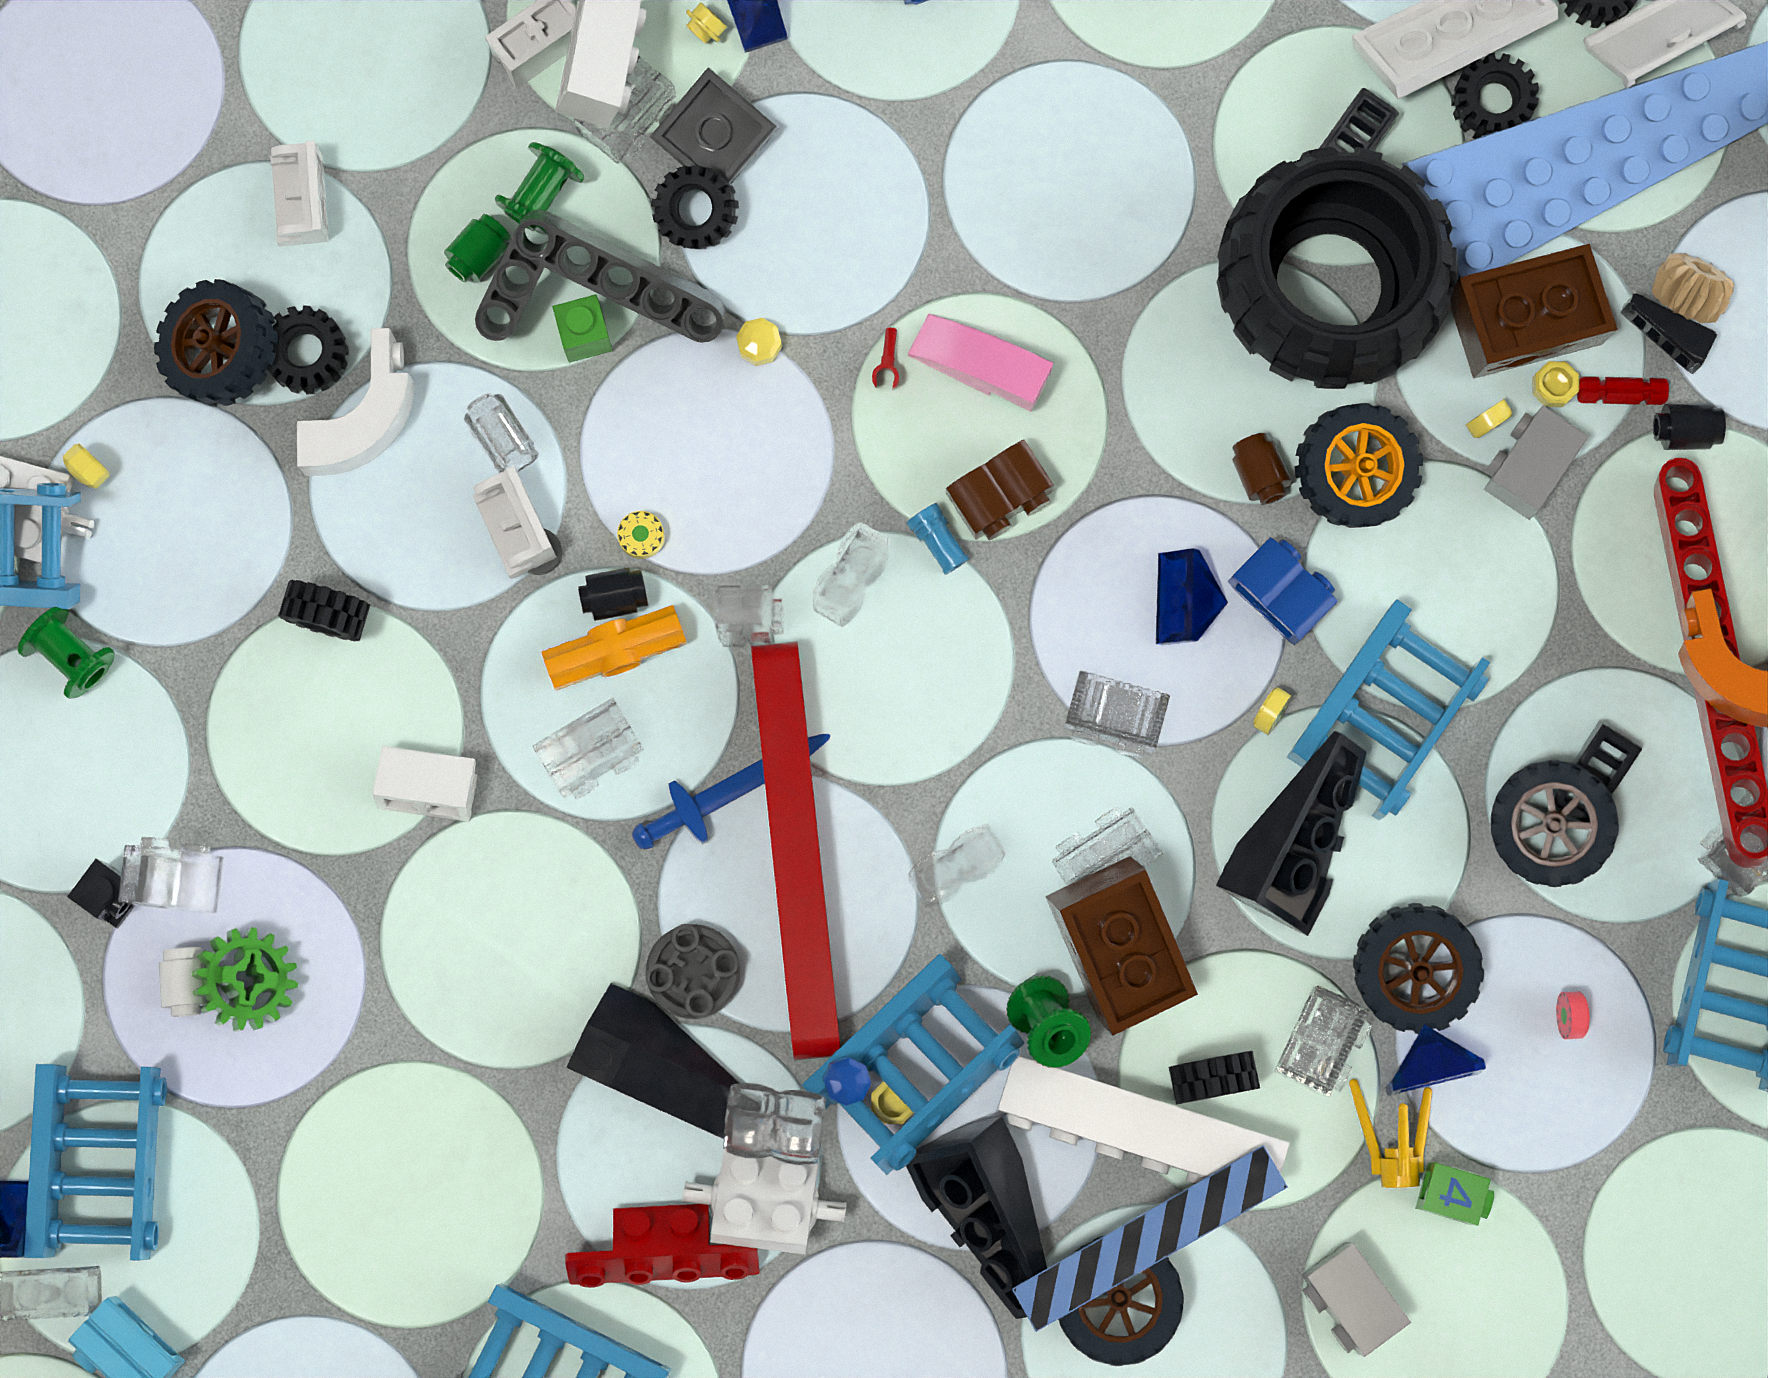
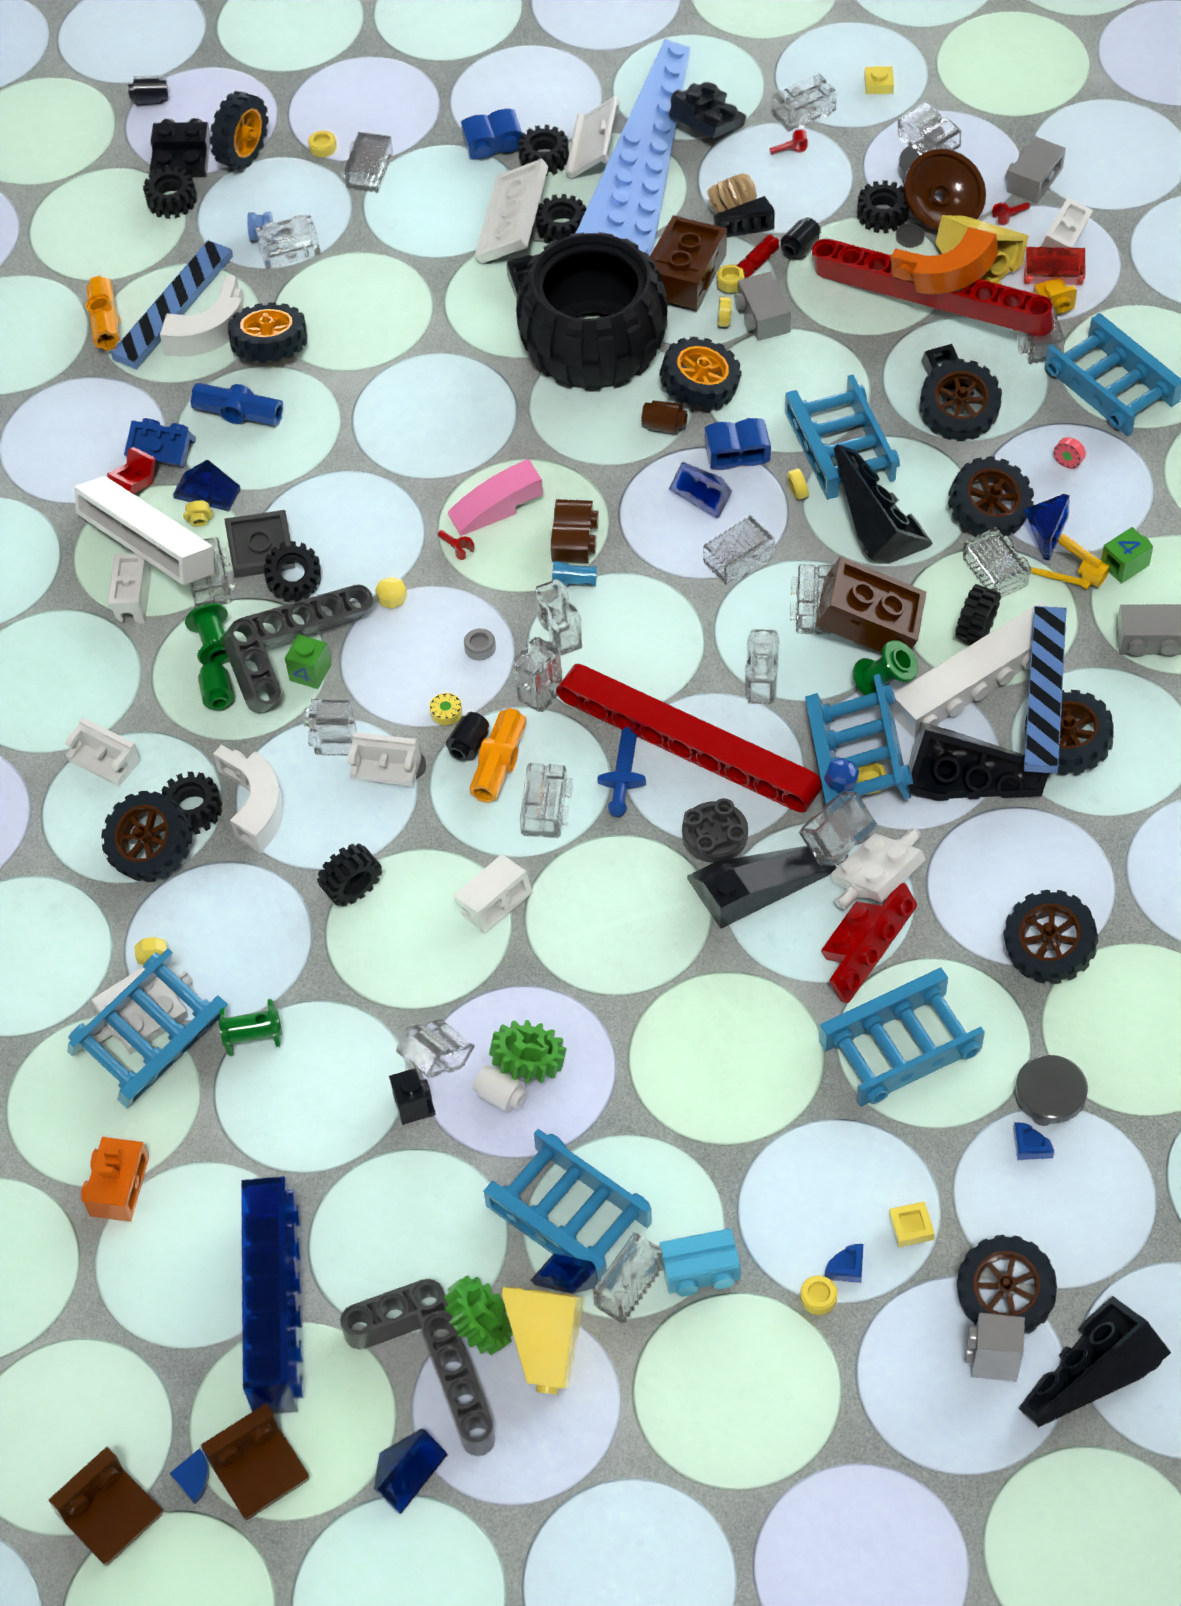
camera: 50 degrees left, 25 degrees down
(761, 502) = (479, 644): none -> light grey tile

